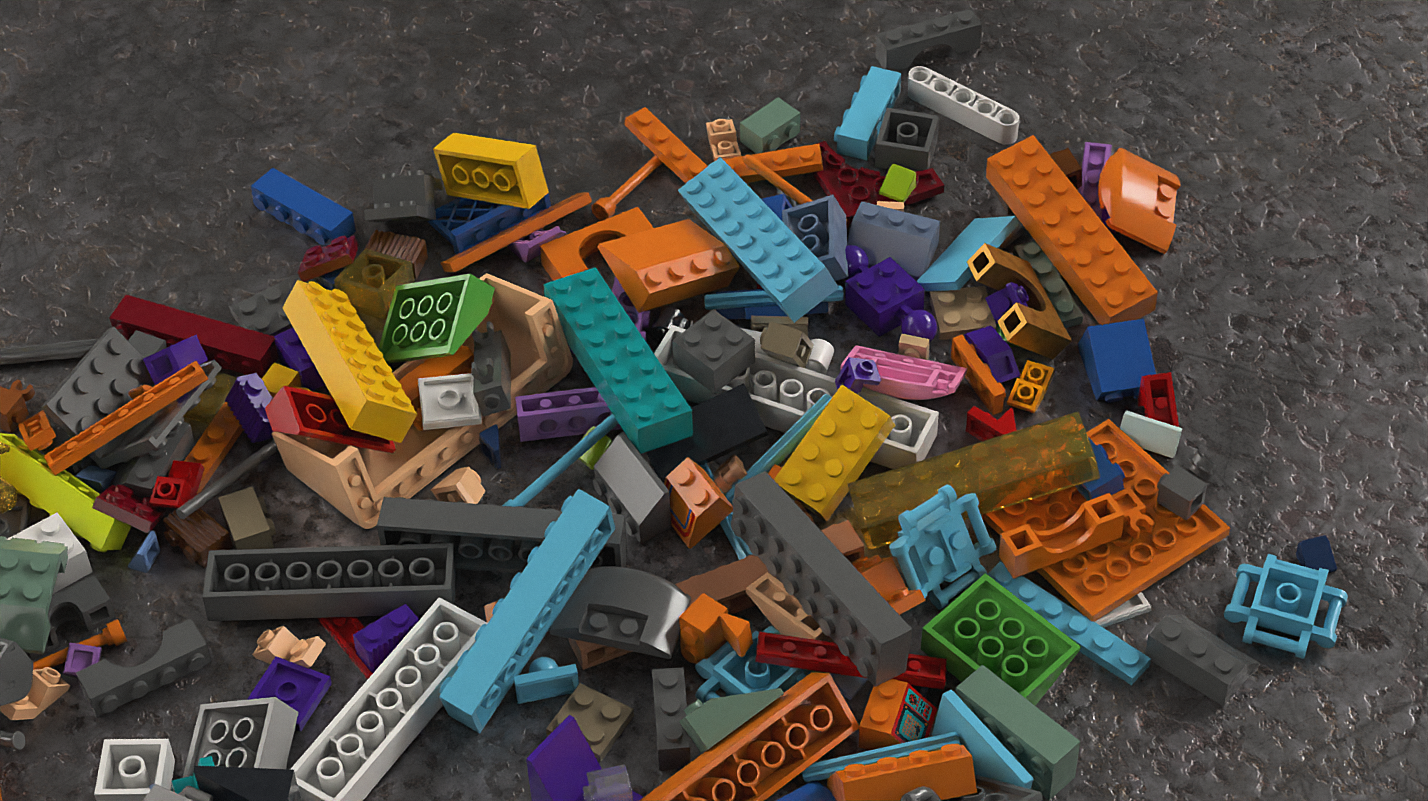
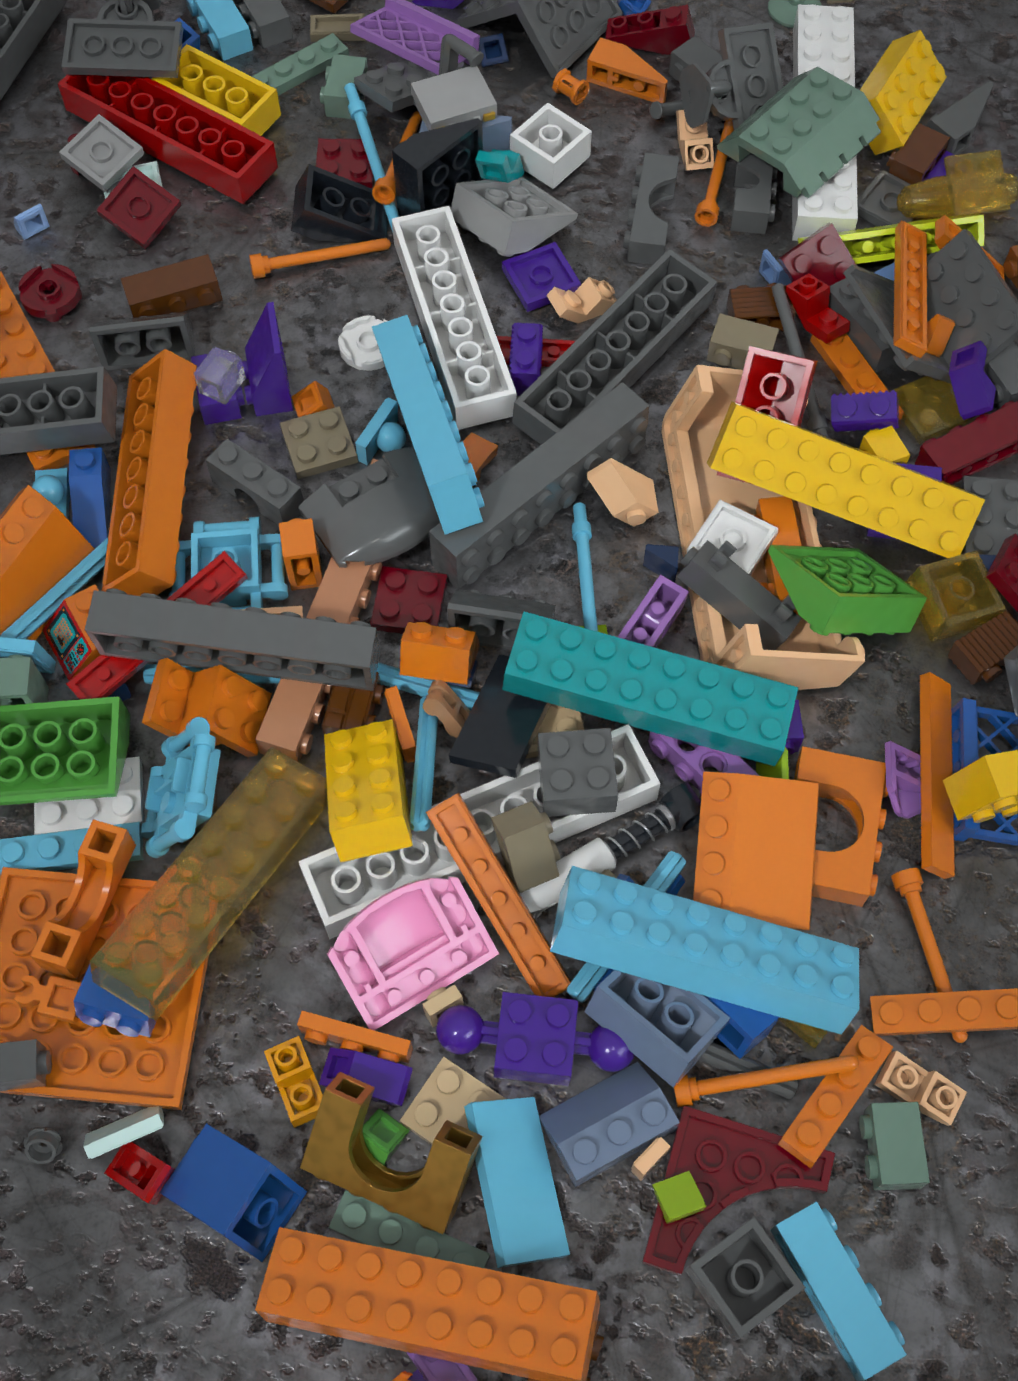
camera: 130 degrees right, 15 degrees up
(80, 657) = (697, 179): medium lavender tile -> none
(462, 765) = (359, 345): none -> white tile
(668, 558) = (406, 598): none -> dark red plate
(722, 715) = (195, 488): sand green slope -> none
(737, 633) = (260, 553): orange slope -> none
(827, 350) = (499, 897): none -> orange tile
(856, 373) = (417, 868): dark purple bracket -> none
(985, 426) = (264, 987): red slope -> none
(1004, 299) = (405, 1153): dark purple bracket -> none

